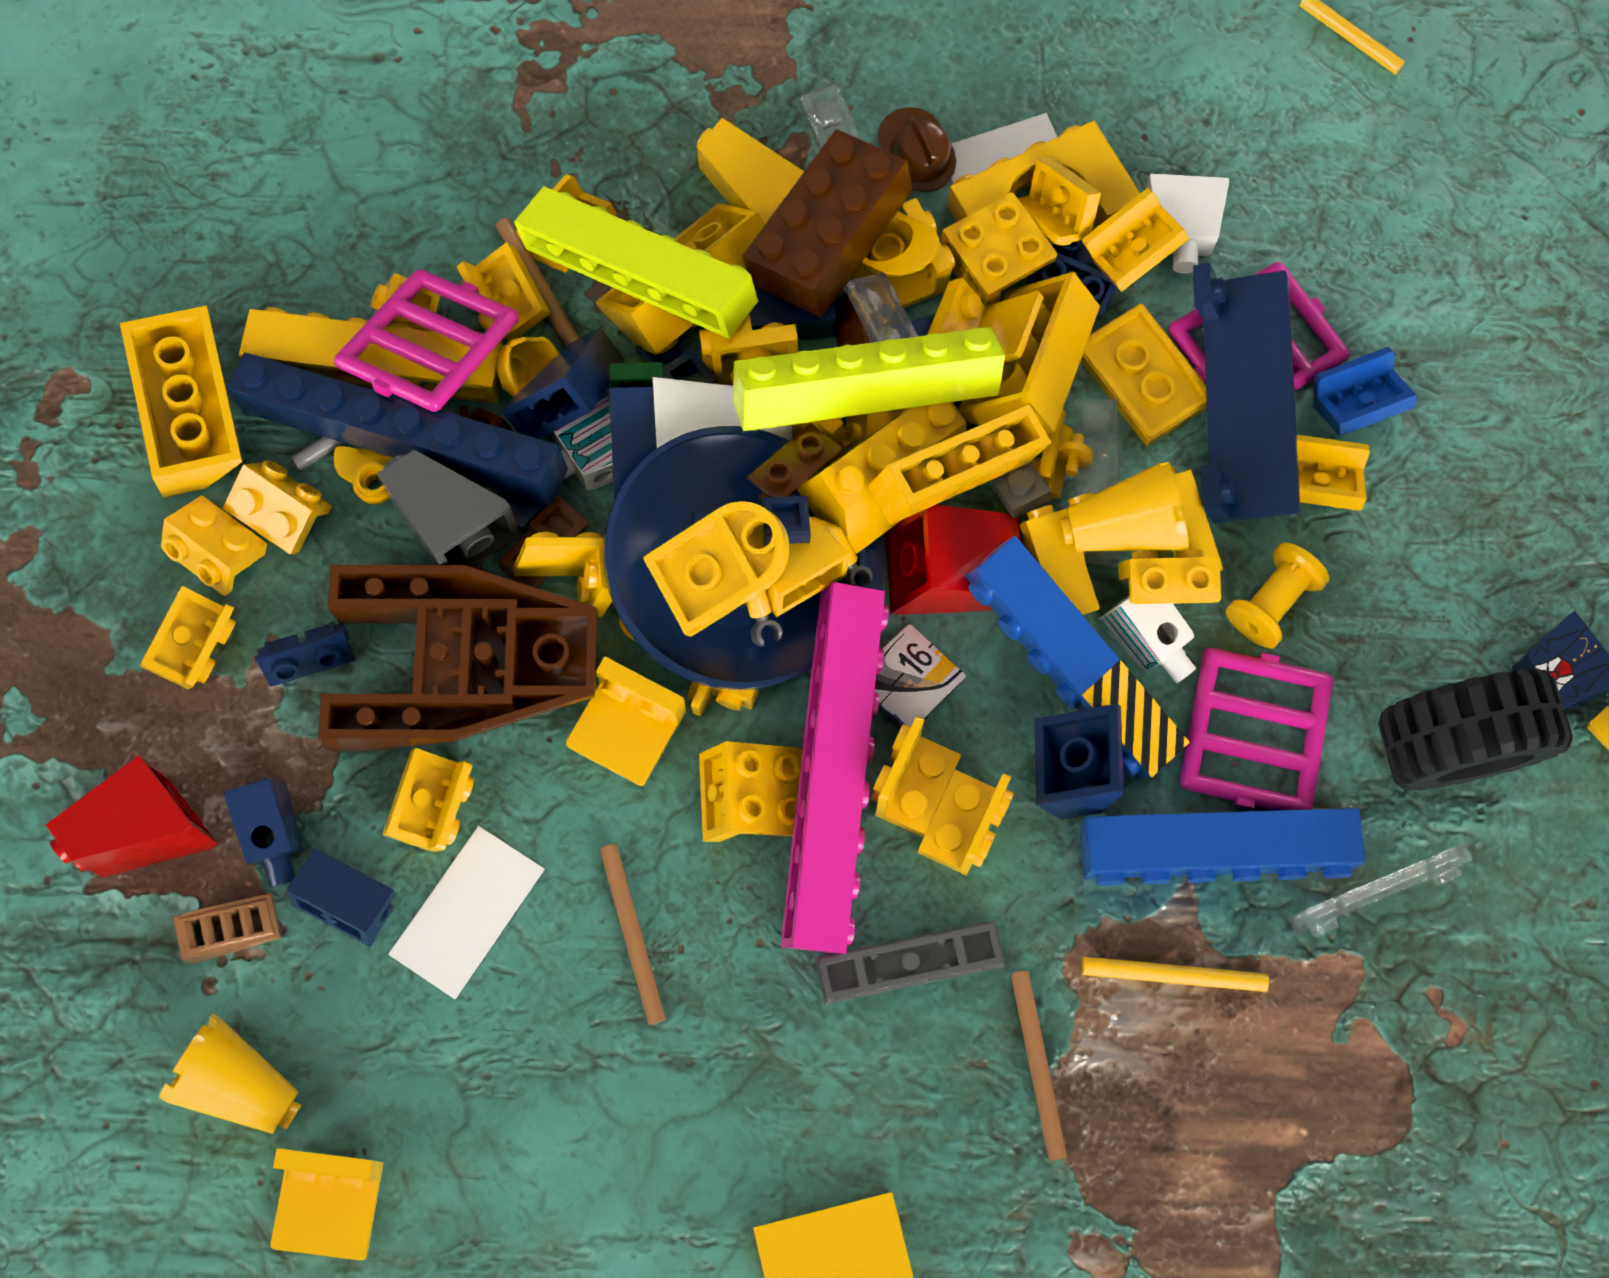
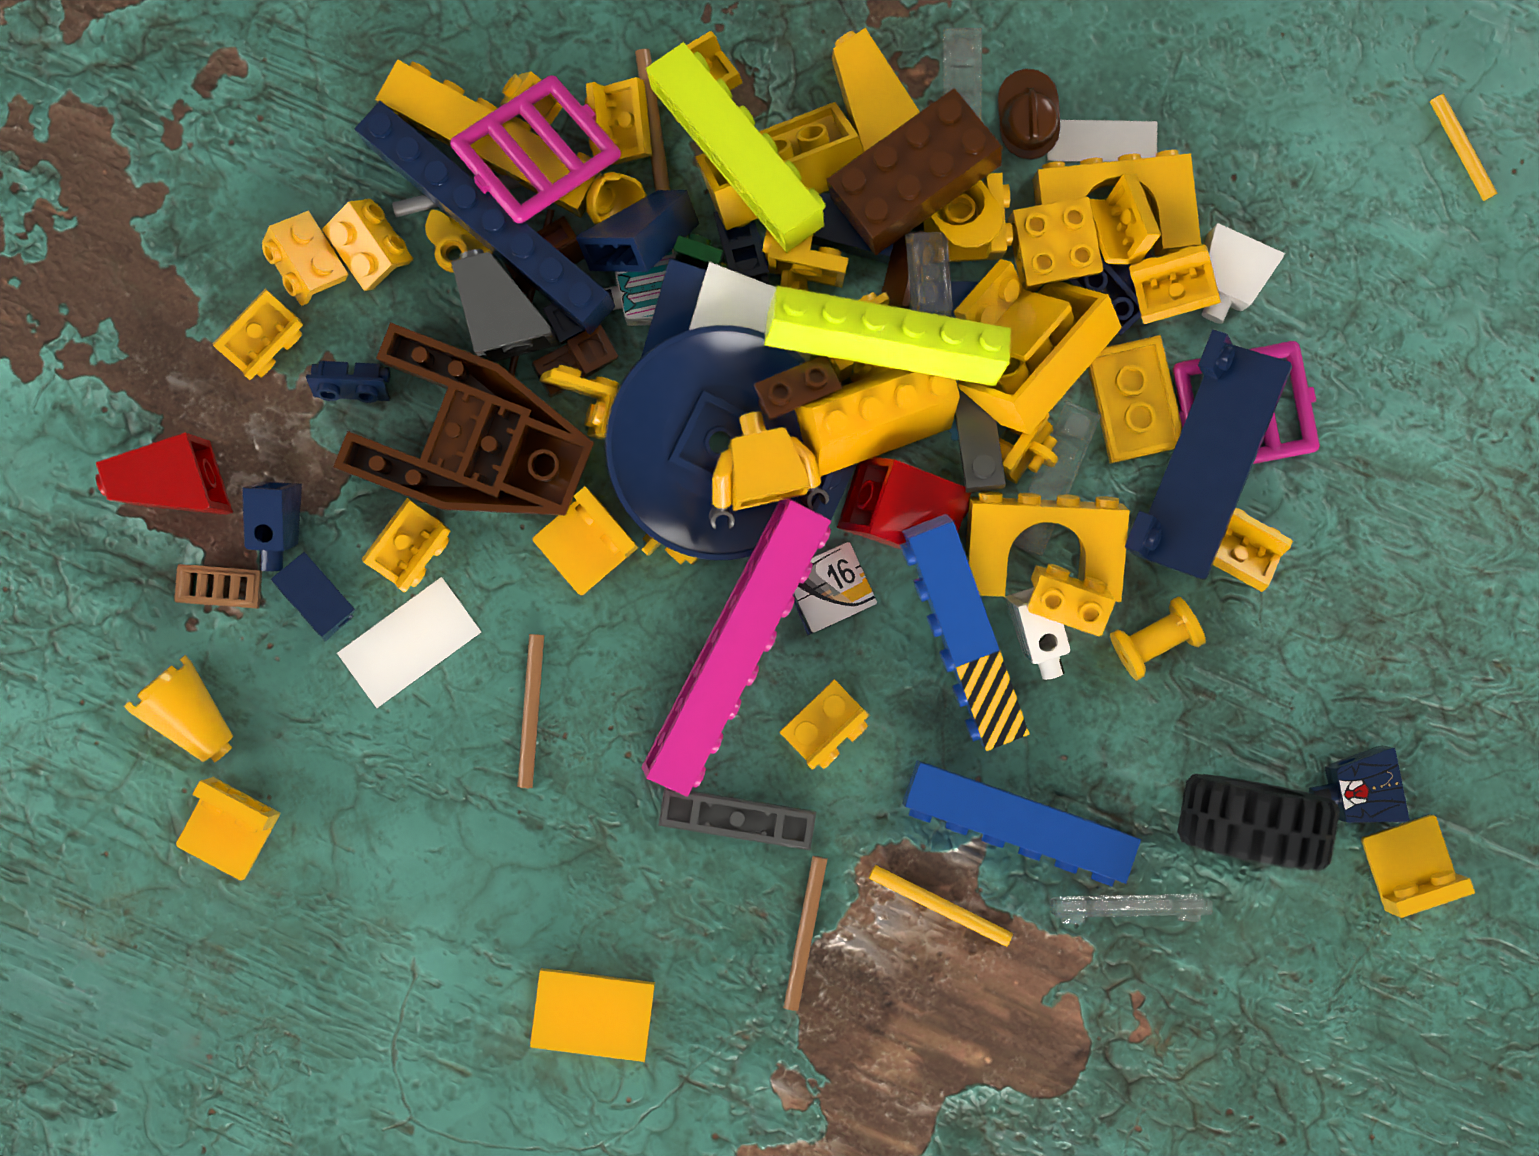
camera: 25 degrees right, 15 degrees up
(181, 400) = (314, 121): yellow slope -> none
(716, 566) = (696, 455): yellow tile -> none
(748, 790) = (664, 634): yellow bracket -> none
(793, 515) = (768, 437): dark blue tile -> none
(916, 782) = (800, 677): yellow bracket -> none
(958, 464) = (934, 440): yellow brick -> none
(1079, 761) = (932, 716): dark blue slope -> none
(1130, 515) = (1056, 537): yellow cone -> none
(1313, 721) = (1119, 781): dark pink bar -> none
(1361, 392) = (1310, 489): blue bracket -> none

